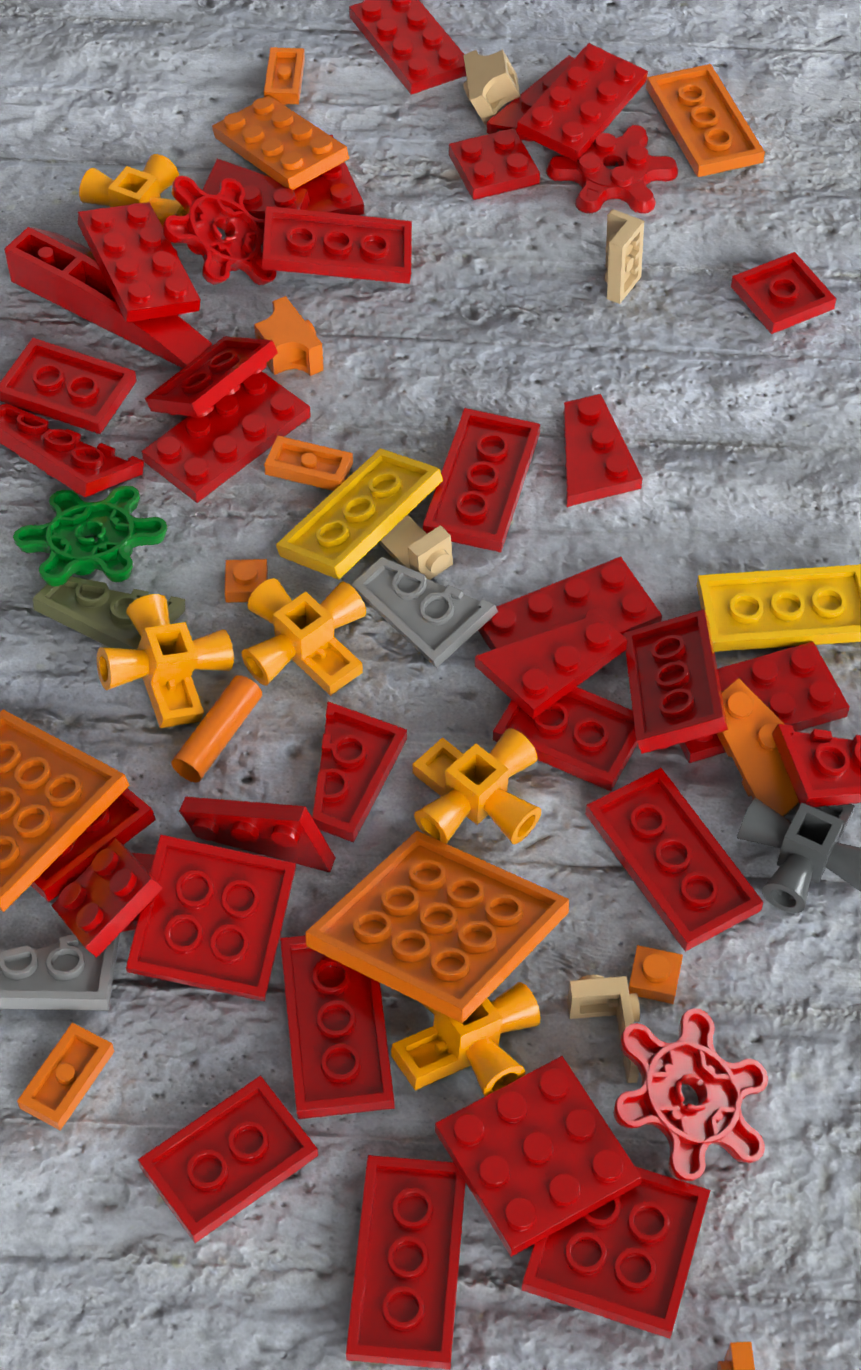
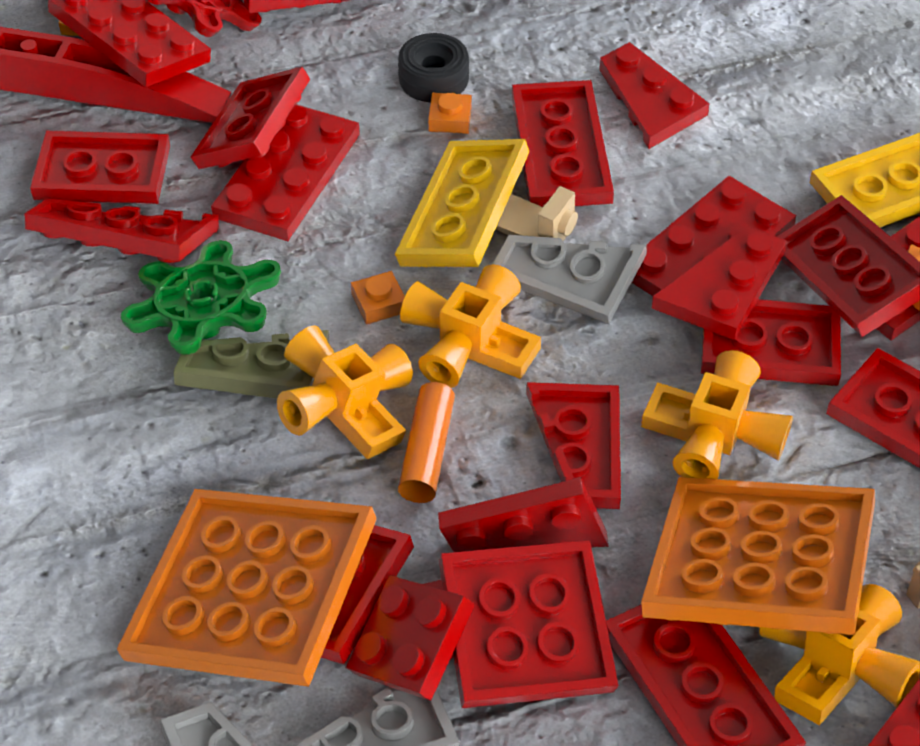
camera: 20 degrees left, 5 degrees down
(293, 338) = (325, 68): orange brick -> none
(308, 463) = (385, 173): orange plate -> none
(399, 419) = (450, 113): none -> orange plate
(404, 387) = (433, 51): none -> black tyre

